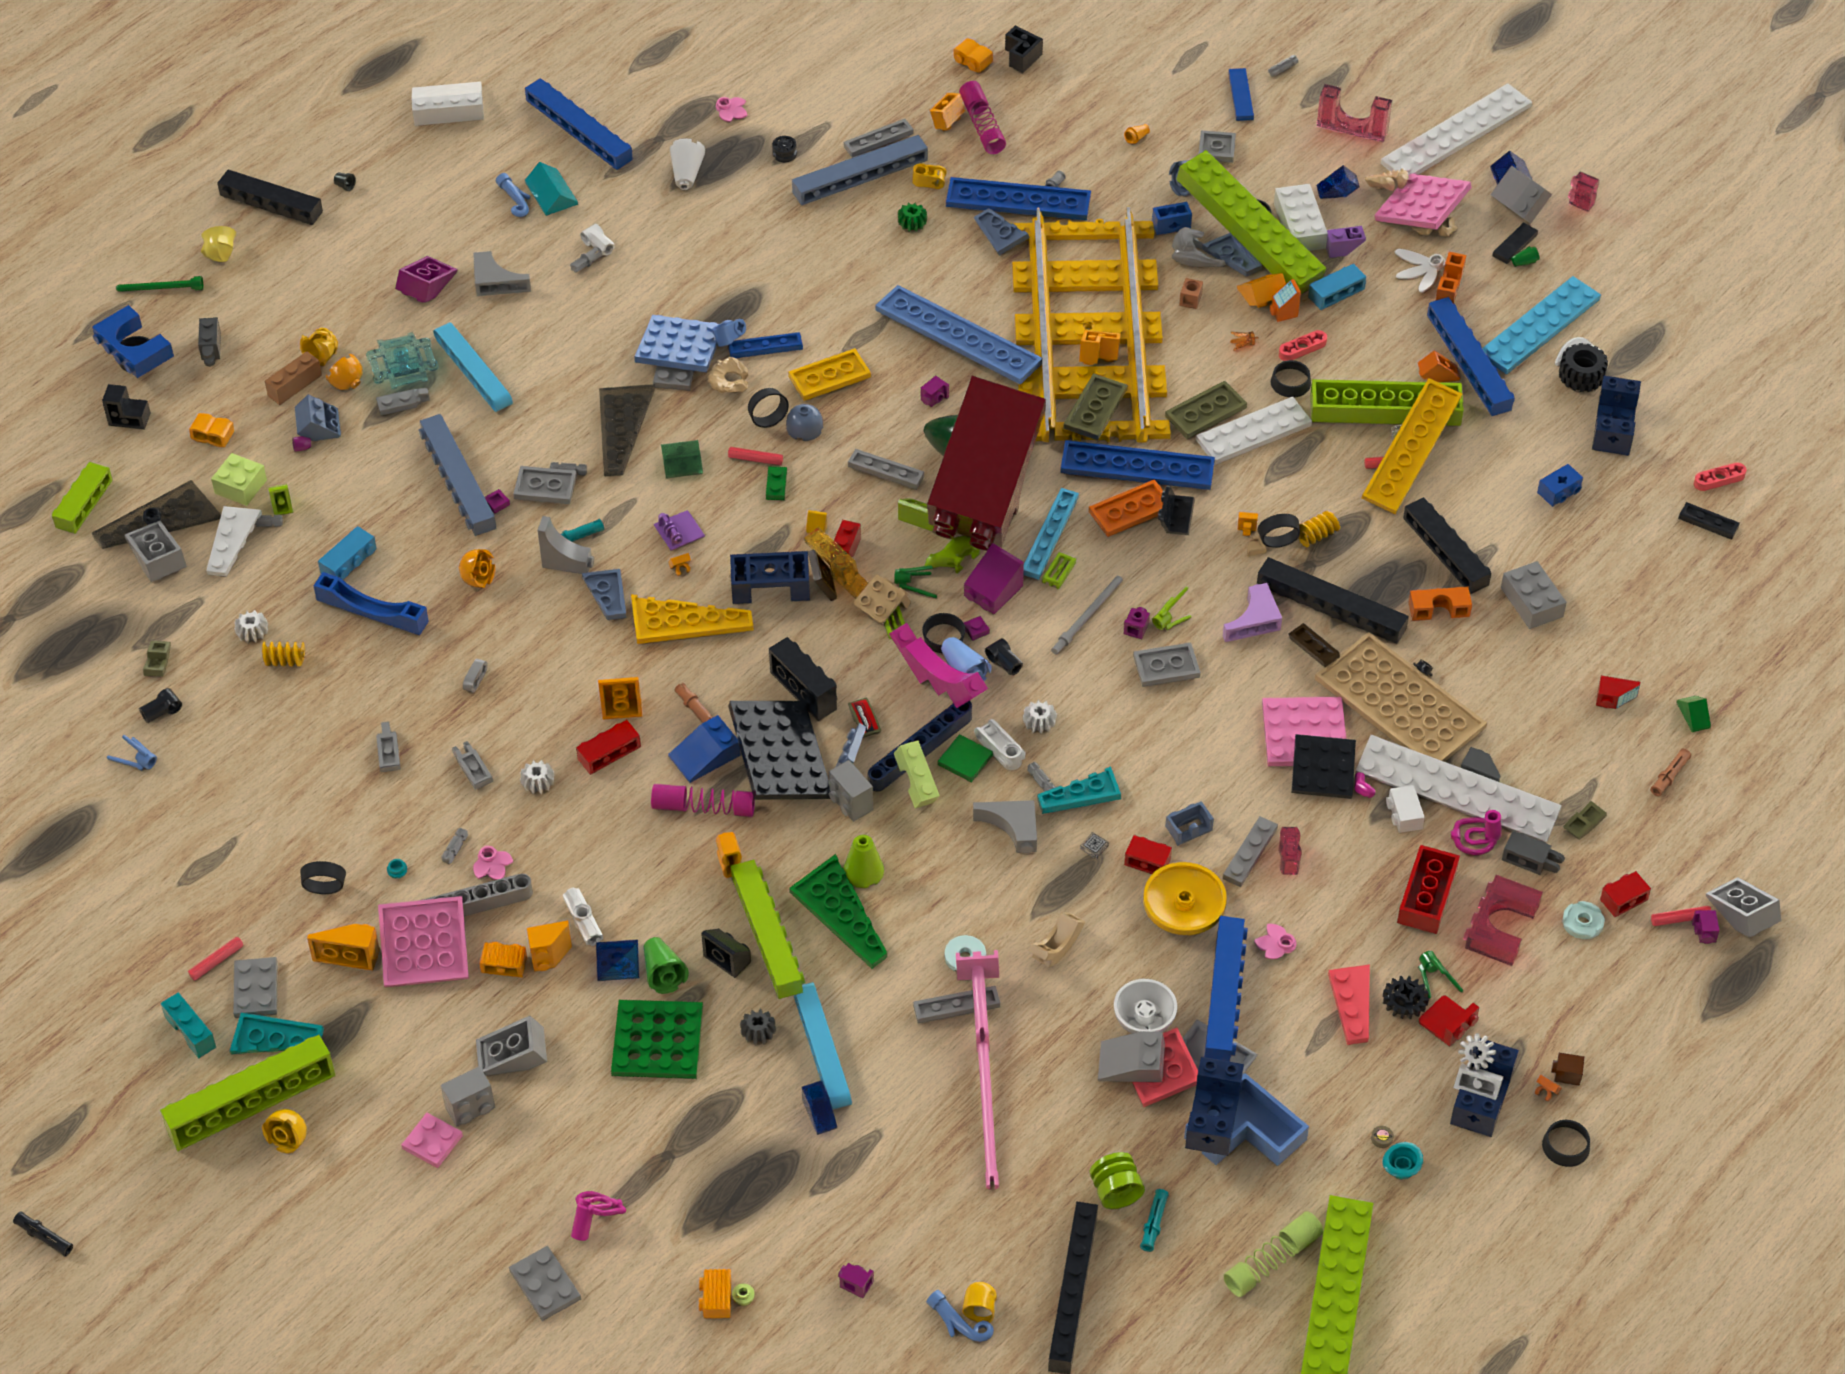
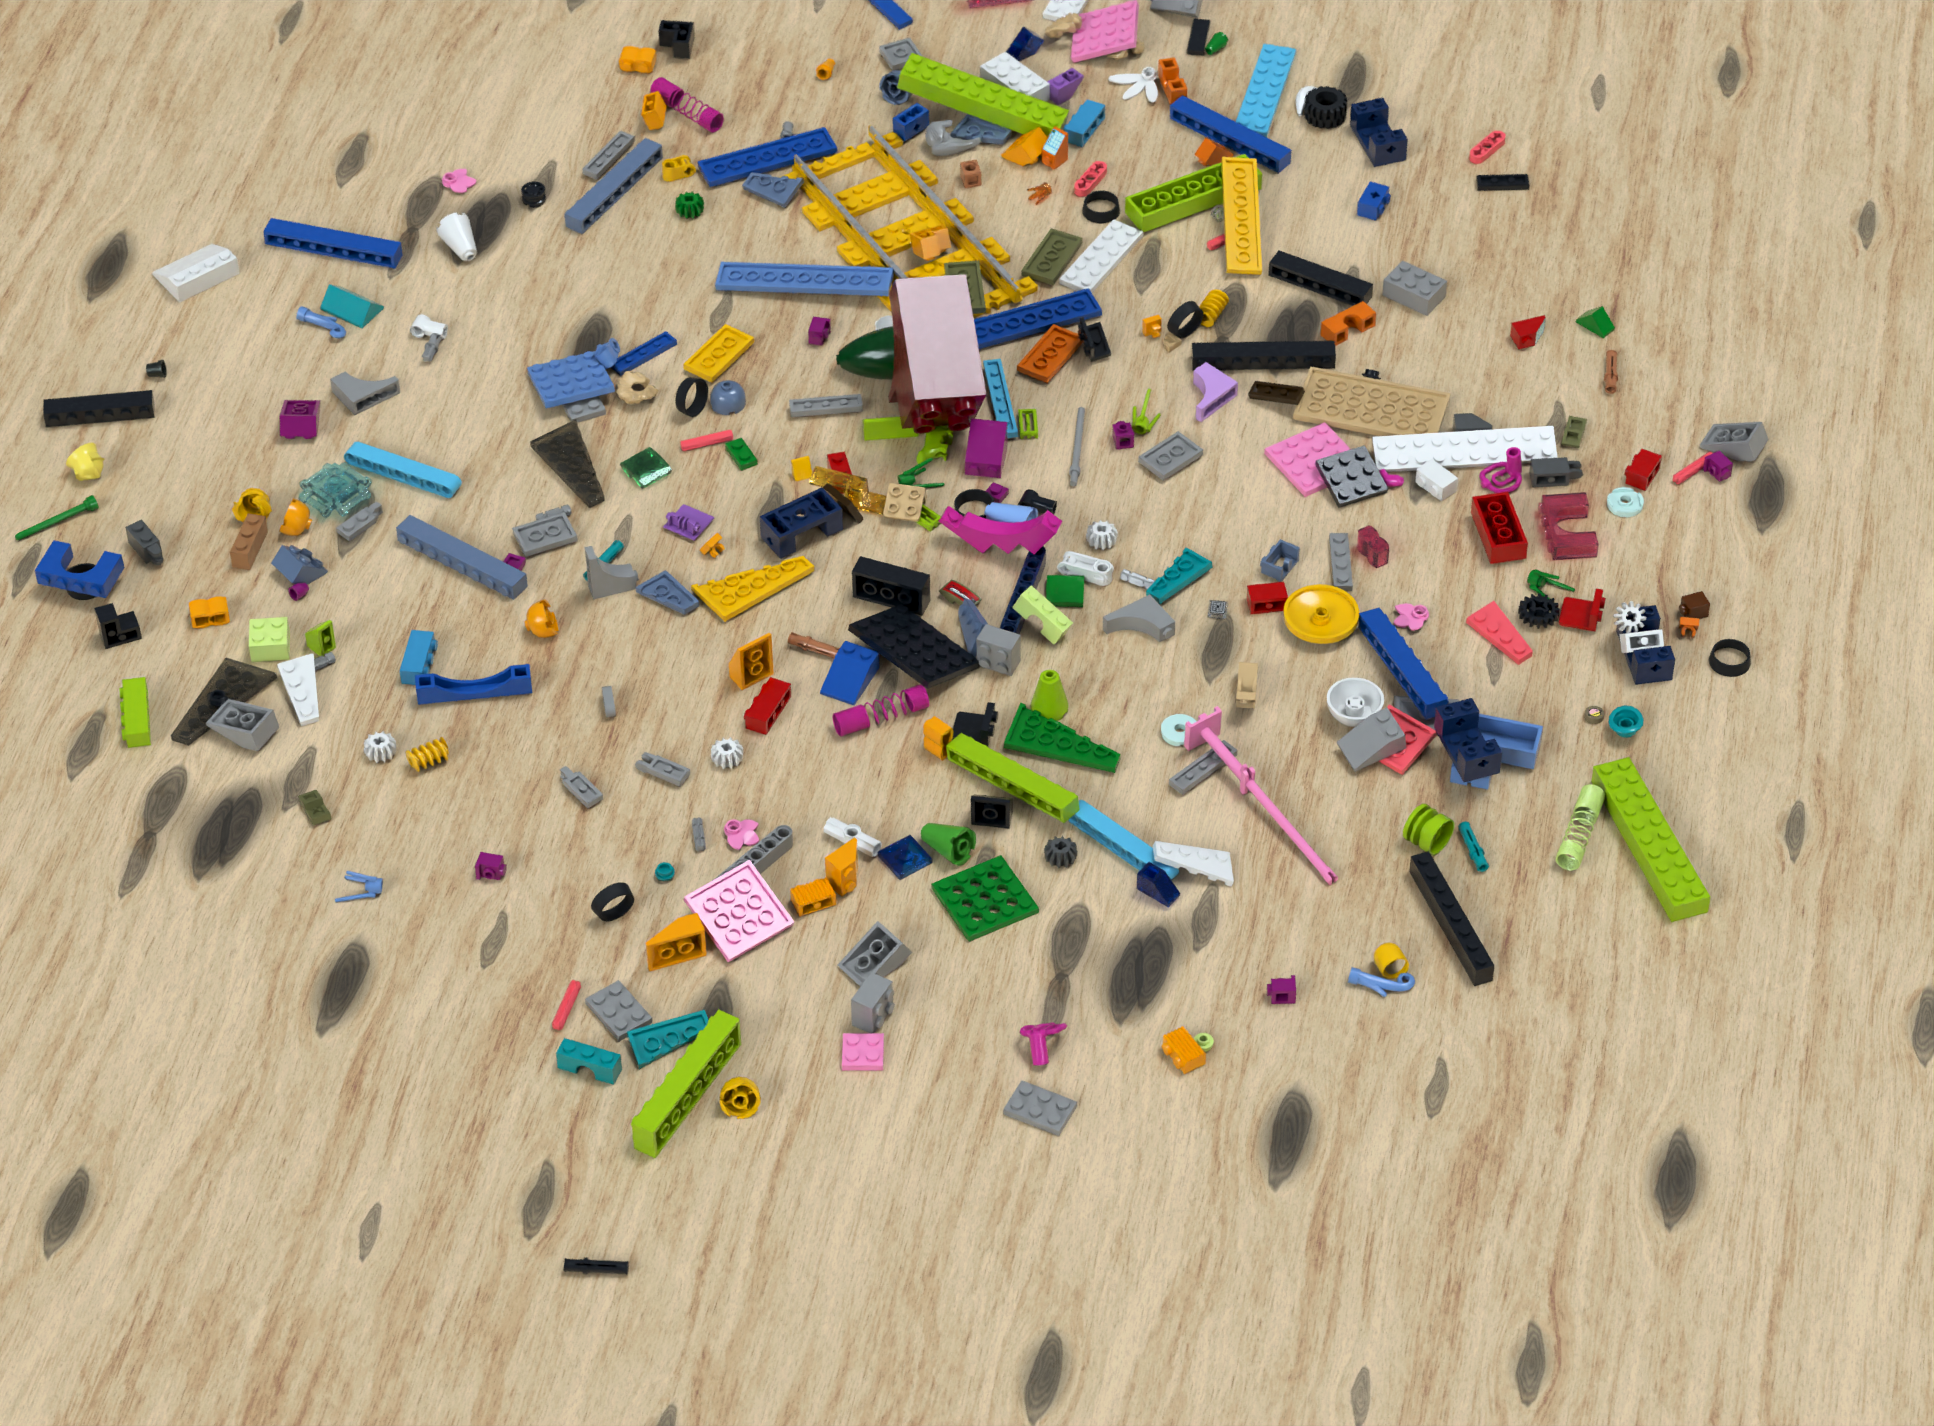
camera: 30 degrees left, 5 degrees down
(164, 703) = (353, 837): black piece -> none
(252, 788) = (490, 866): none -> magenta brick
(777, 858) = (977, 726): none -> black bracket
(876, 1101) = (1210, 862): none -> white wing

